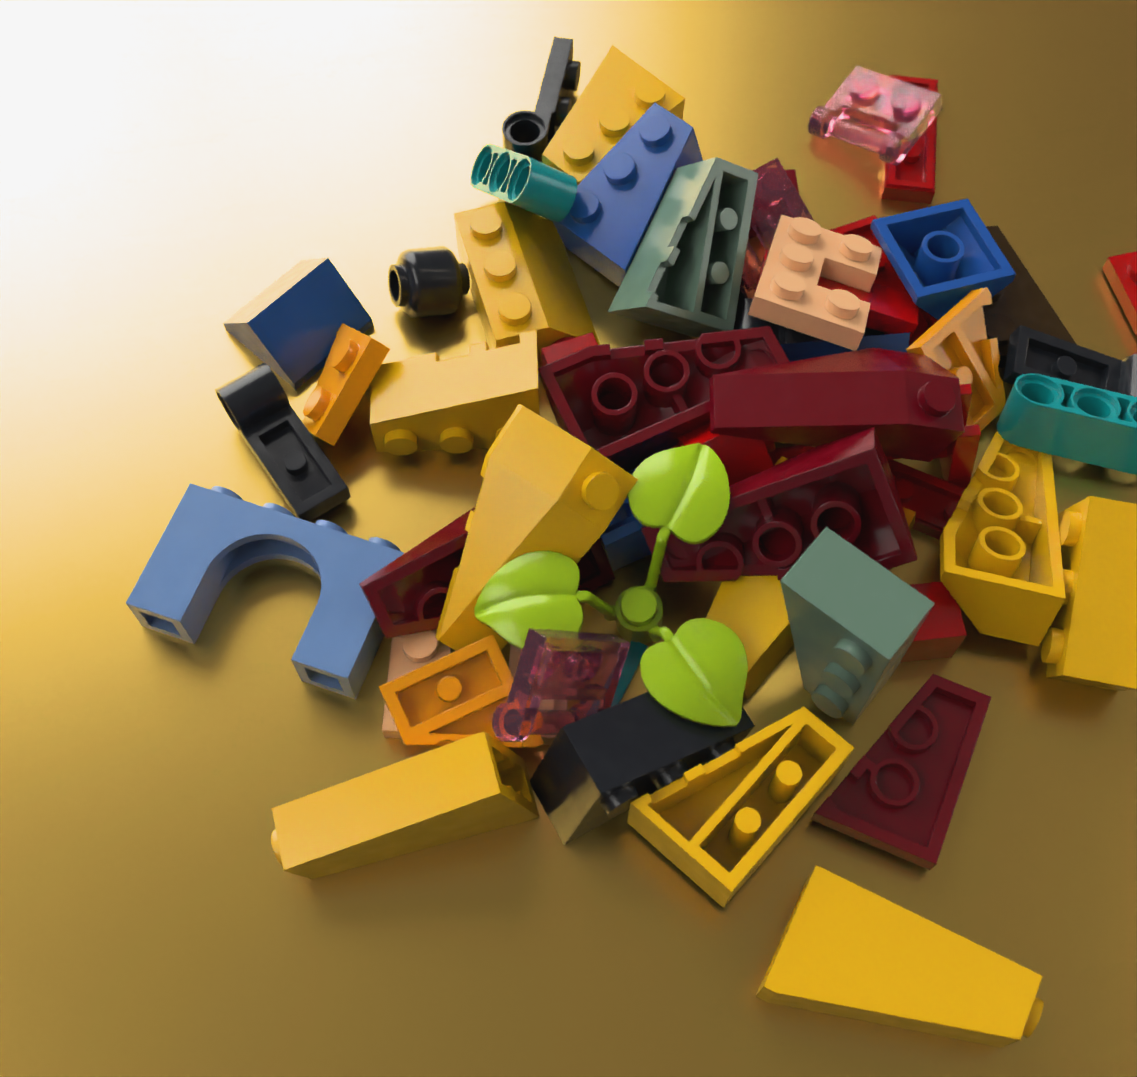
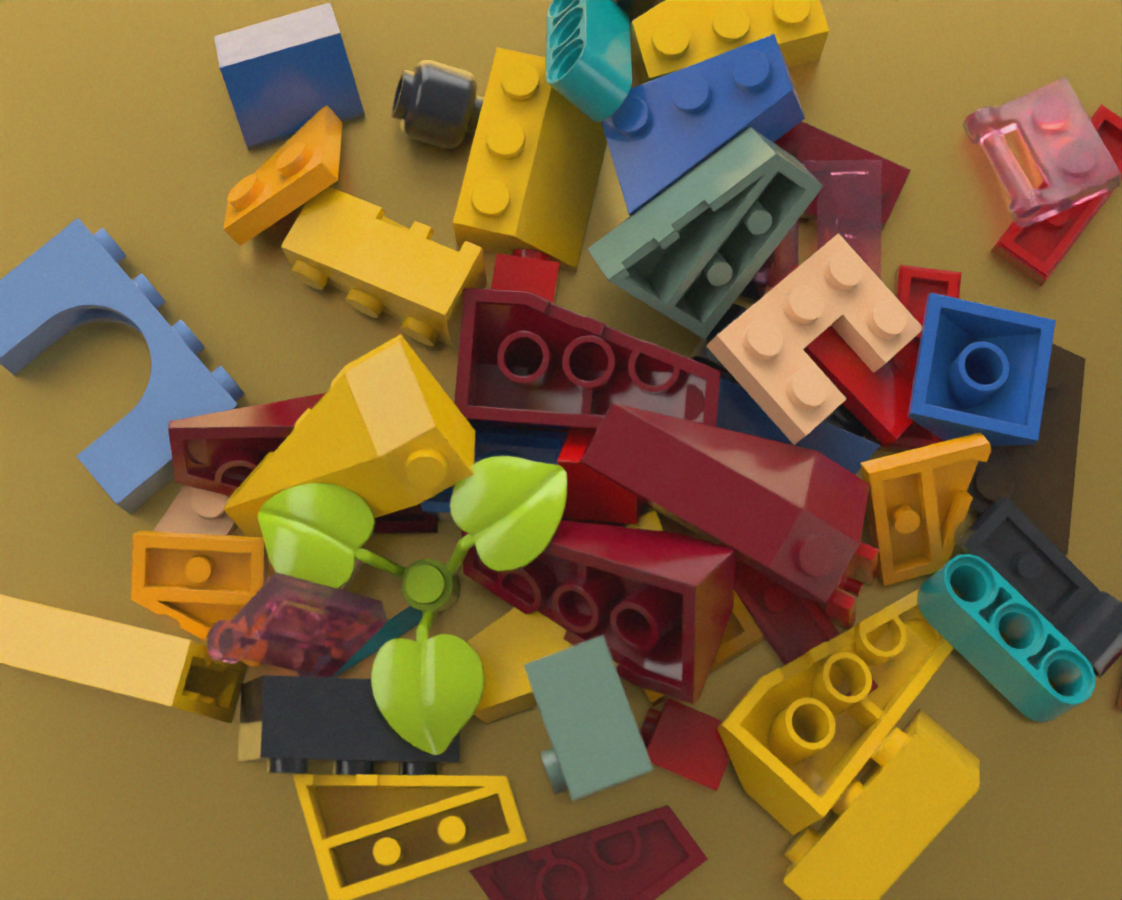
camera: 30 degrees right, 15 degrees up
(282, 443) = (195, 202): black plate -> none

